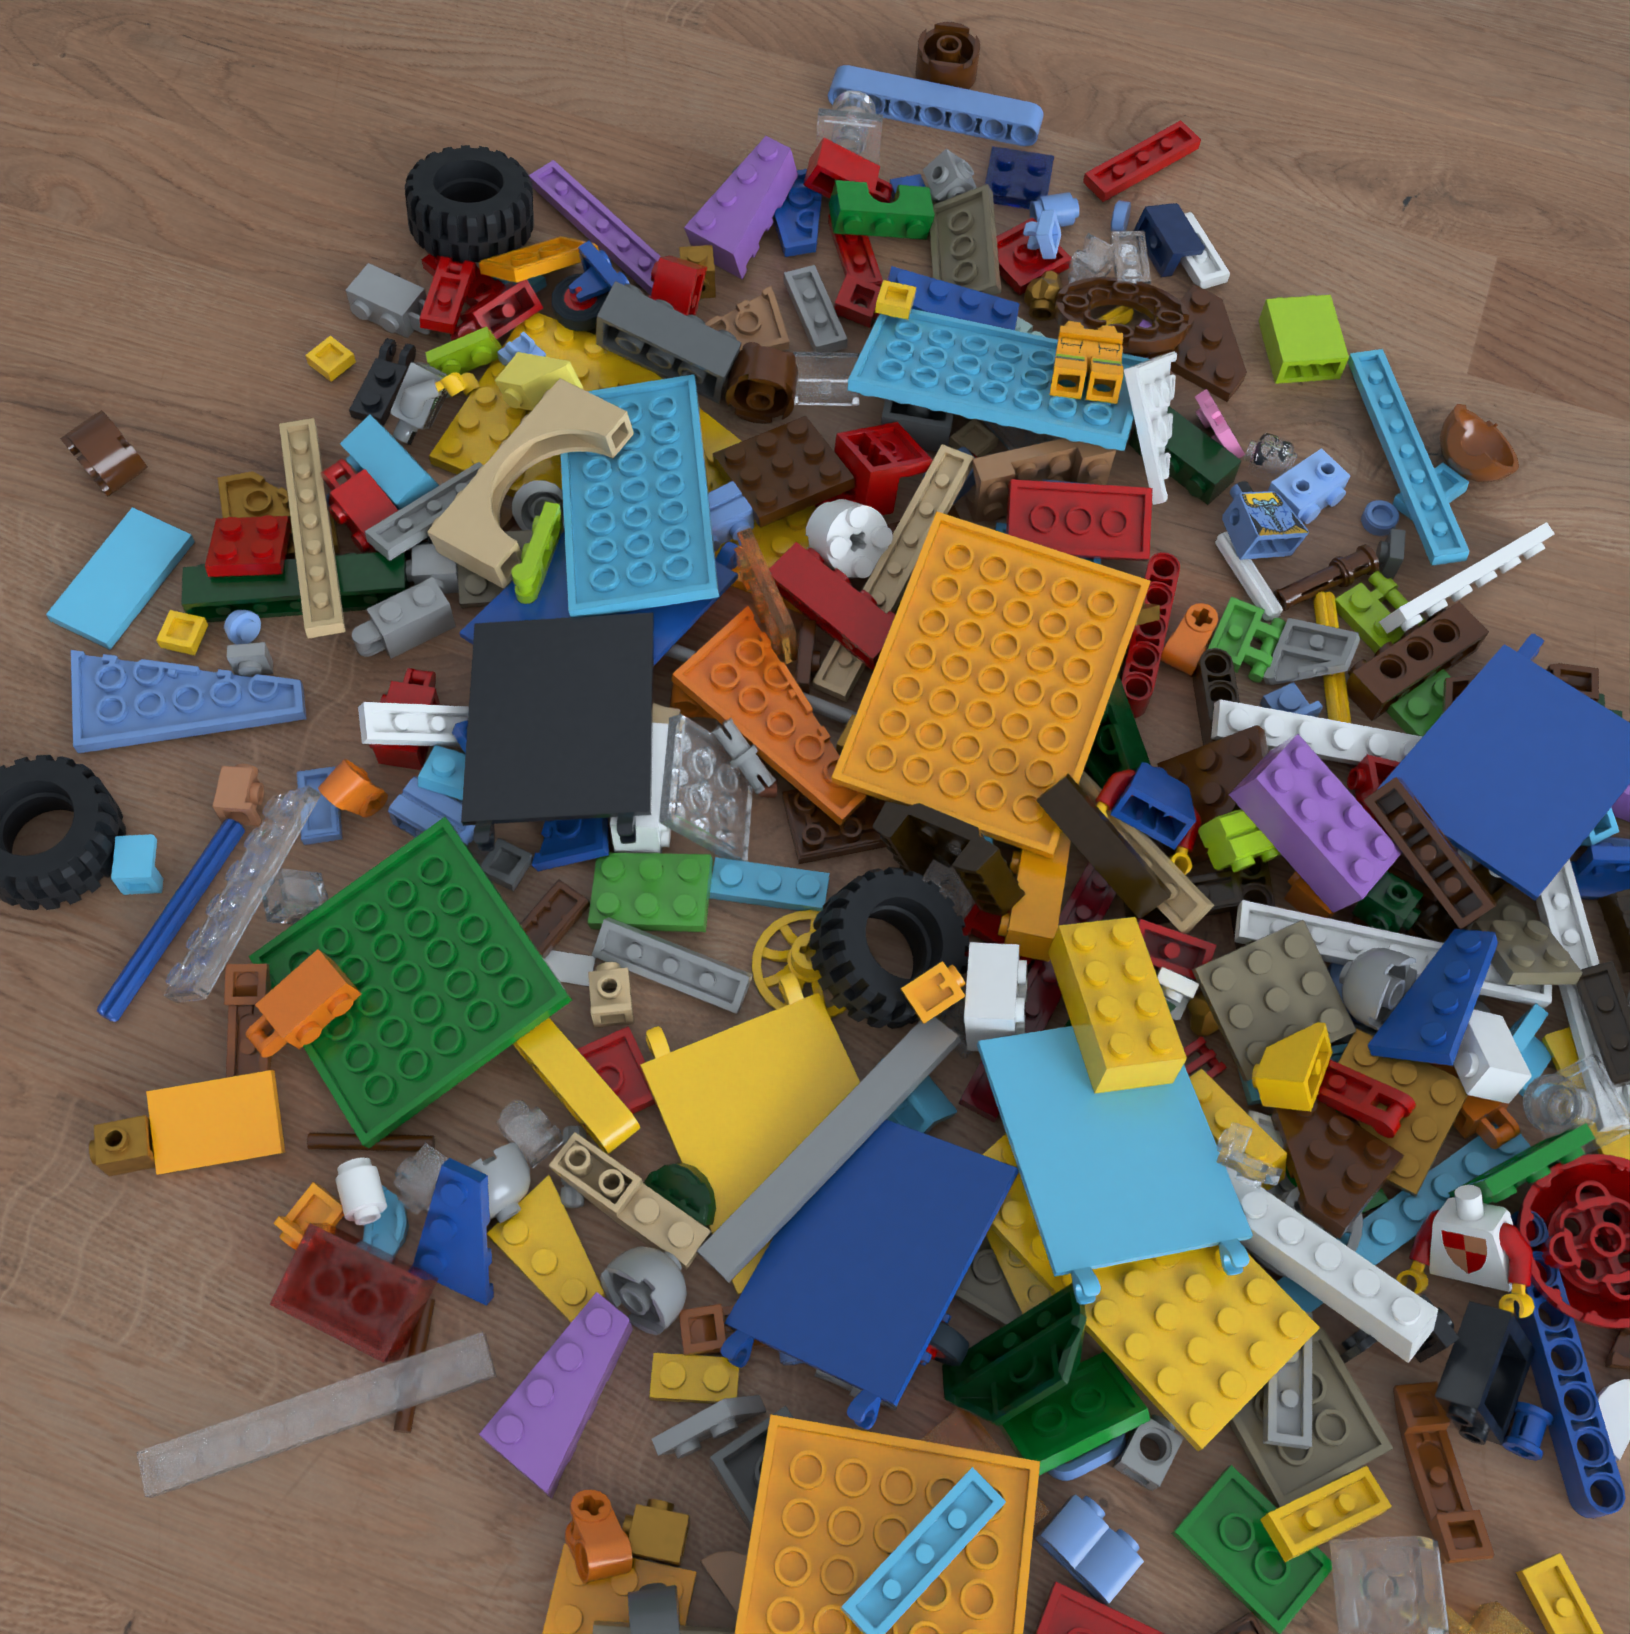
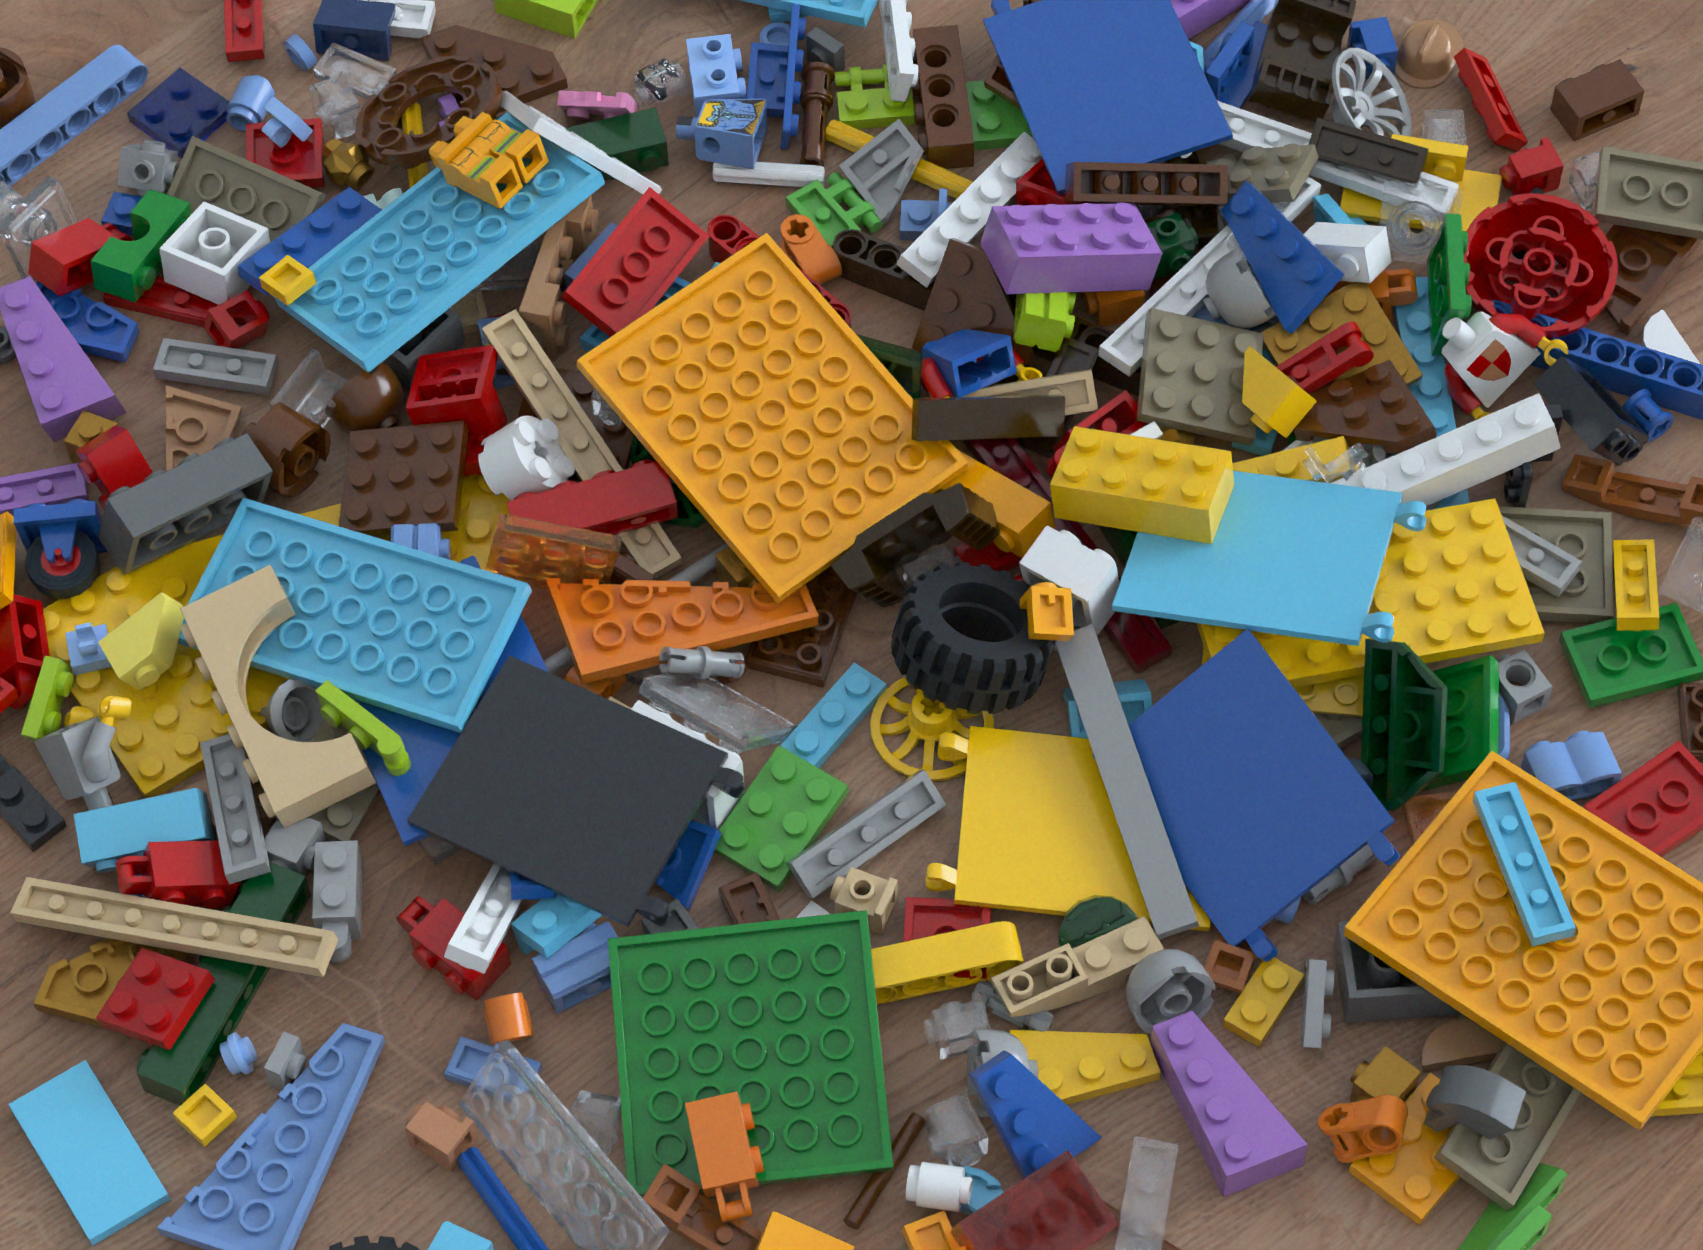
camera: 55 degrees left, 5 degrees down
(839, 411) = (368, 401): none -> reddish brown cylinder
(903, 244) = (207, 253): none -> white brick
(1339, 529) = (773, 73): none -> blue bracket

